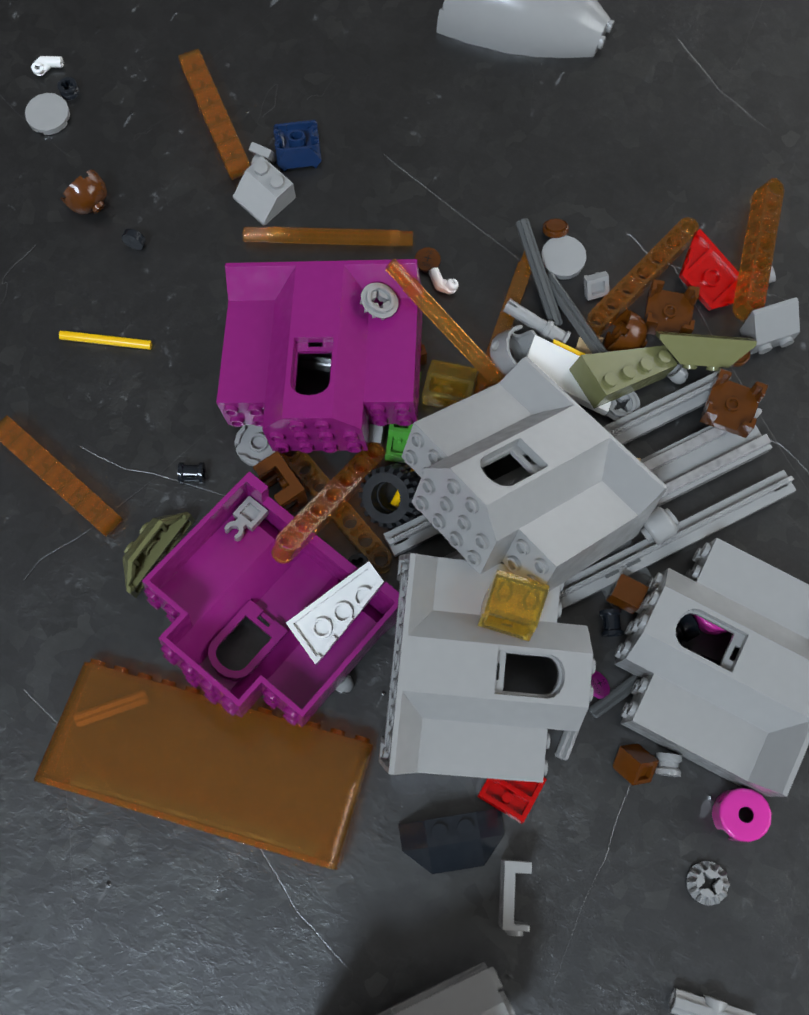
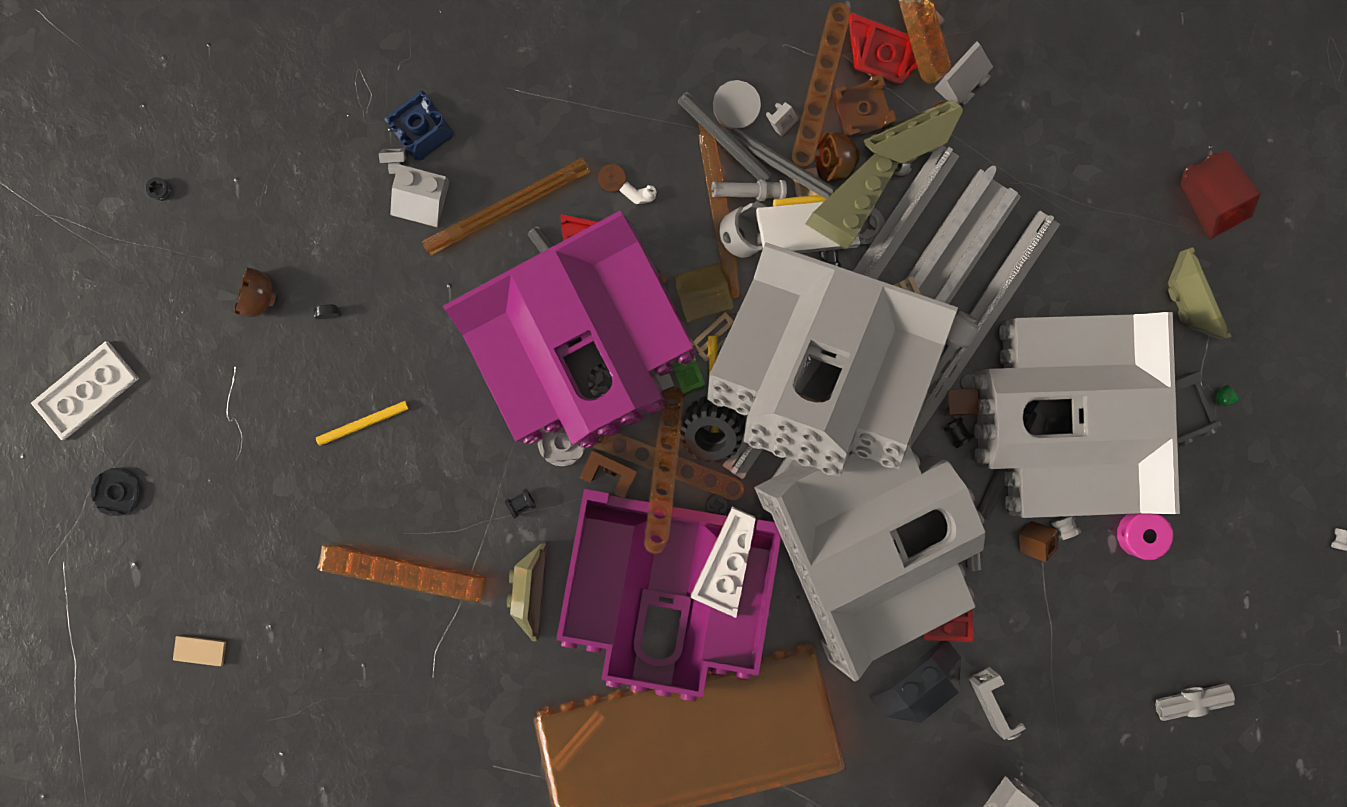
camera: 30 degrees left, 15 degrees up
(45, 63) = (118, 174): white arm -> none
(47, 113) = (156, 227): light grey tile -> none
(214, 113) = (319, 138): clear orange beam -> none
(248, 516) = (601, 520): light grey plate -> none
(385, 295) = (607, 256): light grey gear -> none
(444, 322) = (677, 250): clear orange piece -> none
(513, 605) = (883, 490): clear yellow slope -> none
(555, 228) = (713, 79): reddish brown piece -> none
(600, 685) = (978, 491): magenta piece -> none
(696, 878) = (1133, 606): light grey gear -> none
(732, 405) = (968, 179): reddish brown panel -> none

